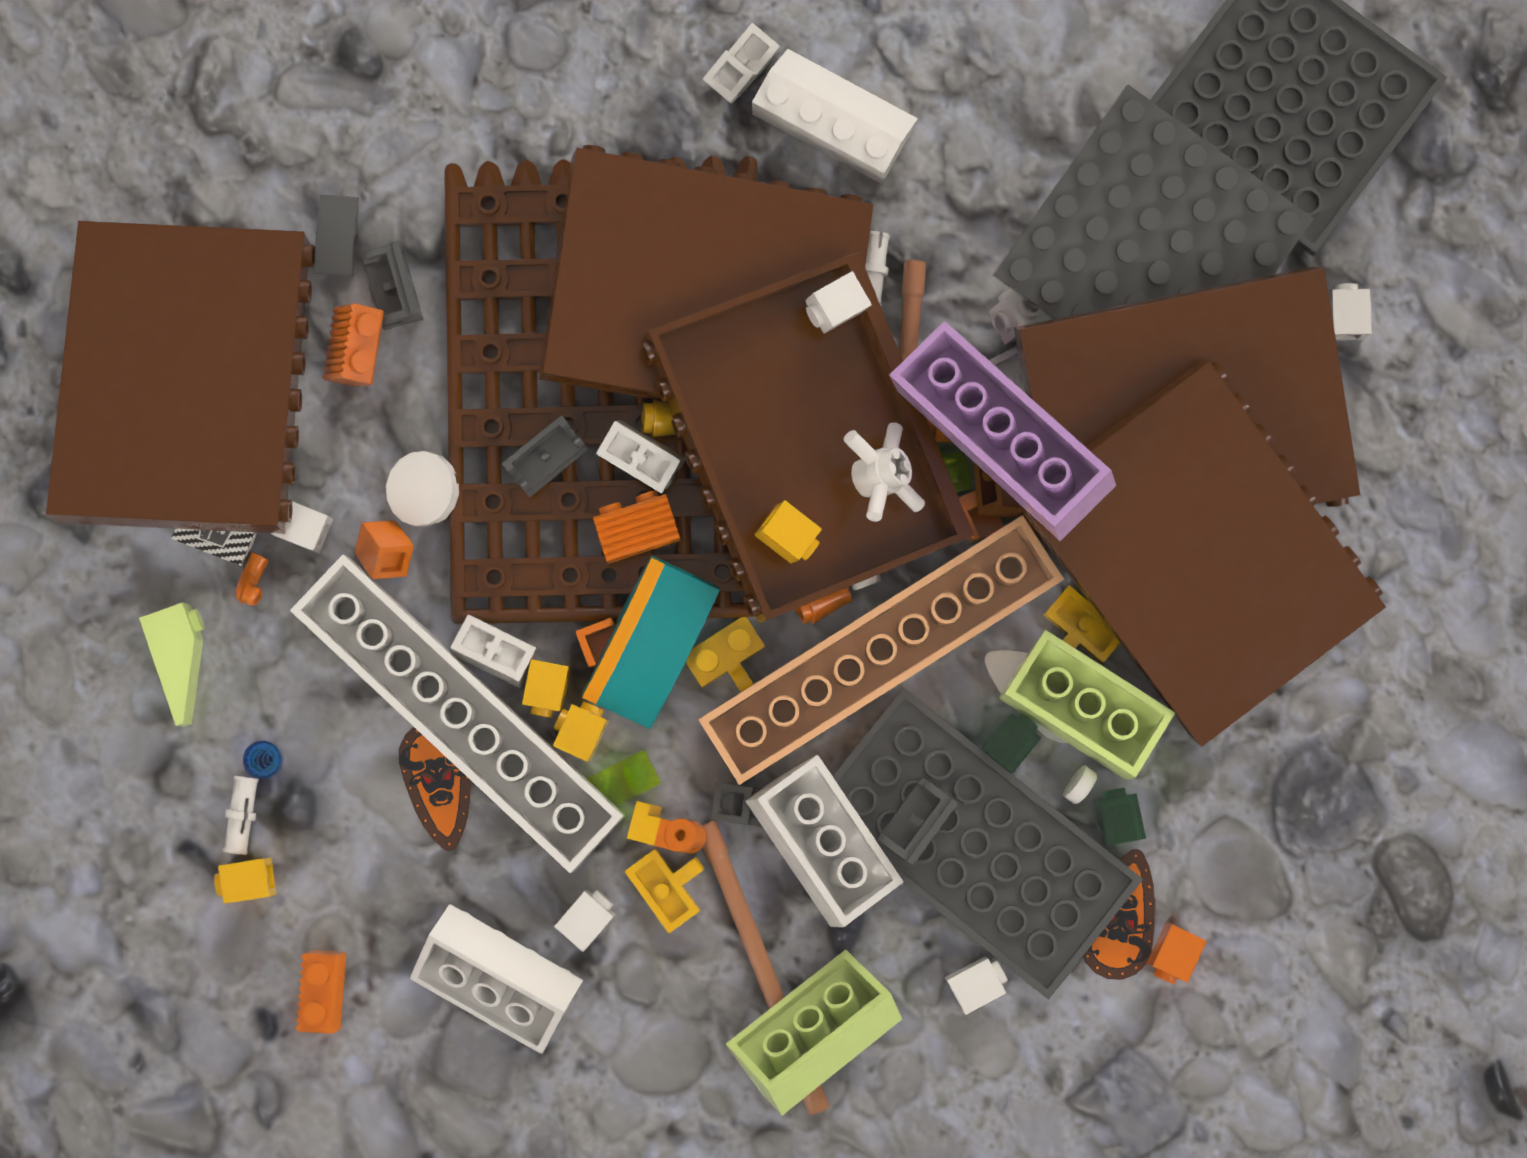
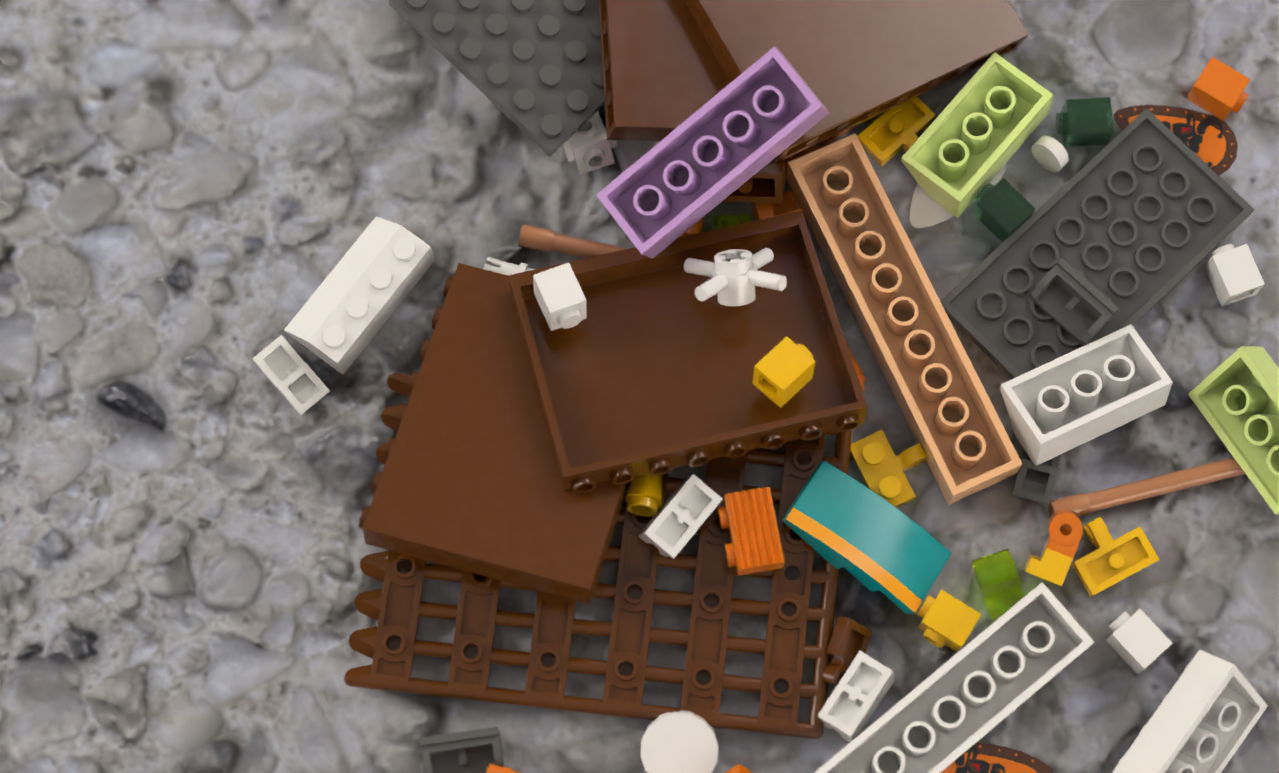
camera: 80 degrees left, 10 degrees down
(545, 456) = (667, 614): dark grey hinge -> none
(546, 635) = (845, 644): none -> reddish brown plate
(546, 688) = (900, 649): yellow brick -> none
(593, 639) = (857, 596): orange panel -> none

